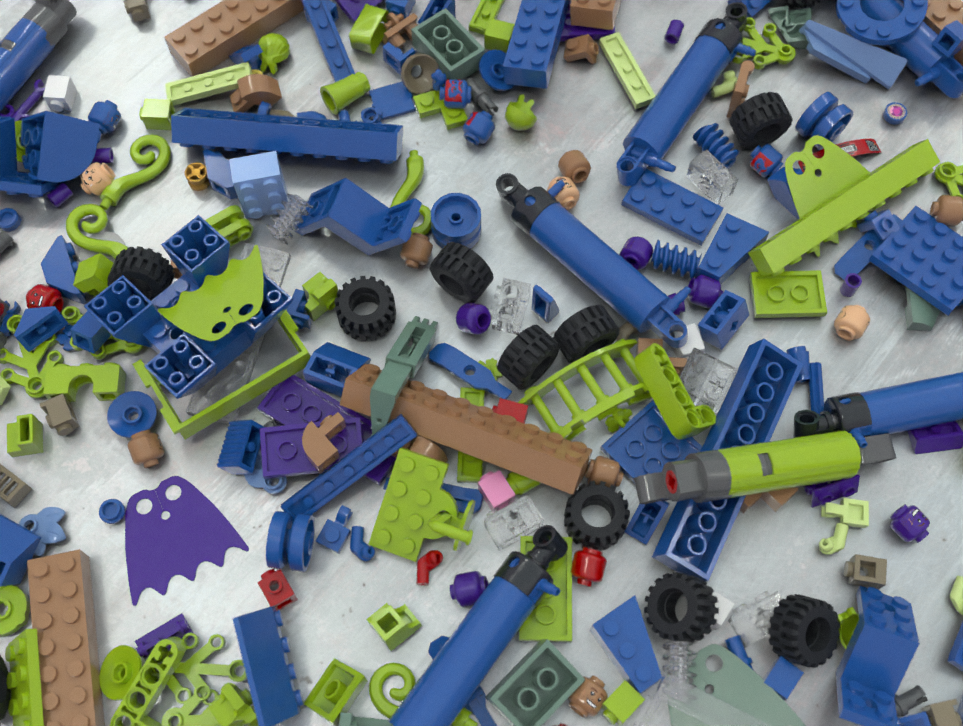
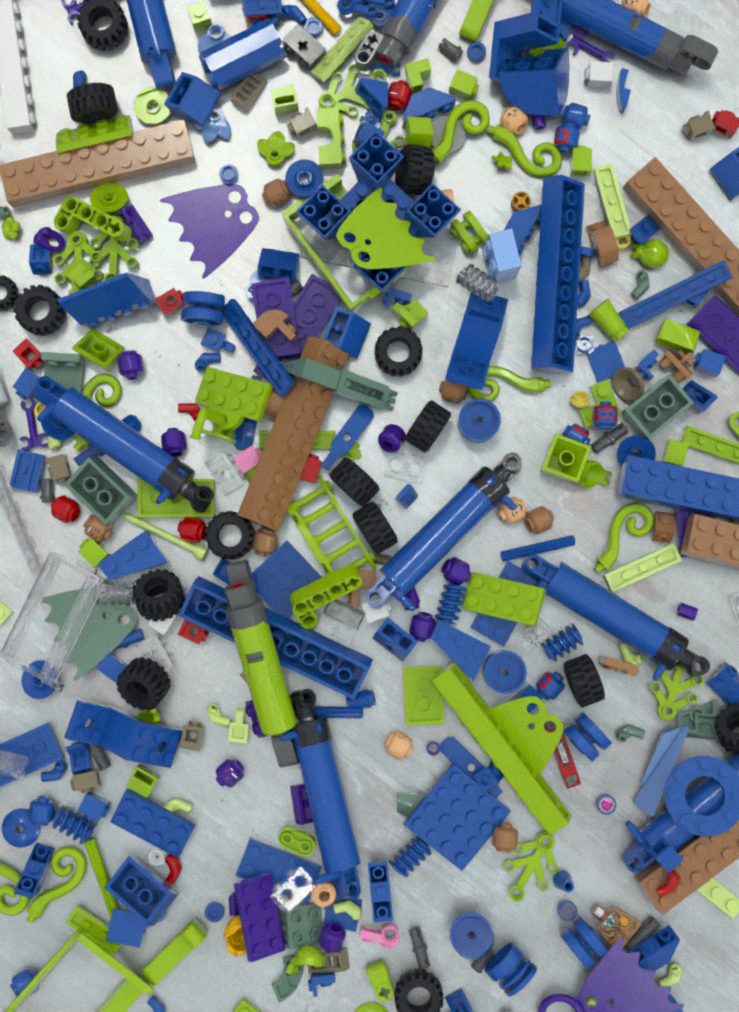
camera: 85 degrees right, 20 degrees up
(20, 279) = (416, 72): none -> lime piece
(44, 230) = (463, 85): none -> lime brick
(59, 195) = (497, 91): dark purple hinge -> none
(85, 451) = (275, 146): none -> lime plate
(86, 73) = (622, 93): none -> blue slope
(127, 126) = (566, 137): none -> blue head
(145, 192) = (503, 161): none -> lime plant
(306, 61) = (642, 284): none -> sand green arm
(359, 646) = (130, 364): none -> dark purple head
(394, 624) = (146, 387): lime brick -> none
(434, 123) = (580, 399): none -> light yellow plate
(438, 79) = (618, 399): blue arm -> none
(504, 134) = (566, 458): none -> lime slope
(606, 172) = (537, 548): none -> blue axle
(612, 99) = (609, 557): none -> lime plant
(617, 558) = (198, 551): none -> yellowish green piece
(618, 418) = (308, 554): lime plant -> none
(670, 198) = (504, 599): none -> lime plate
(726, 577) = (185, 631): none -> red brick
(756, 200) = (496, 680): none -> blue wheel
(810, 89) = (628, 731): none -> sand green arm
(934, 639) = (143, 780): none -> lime piece

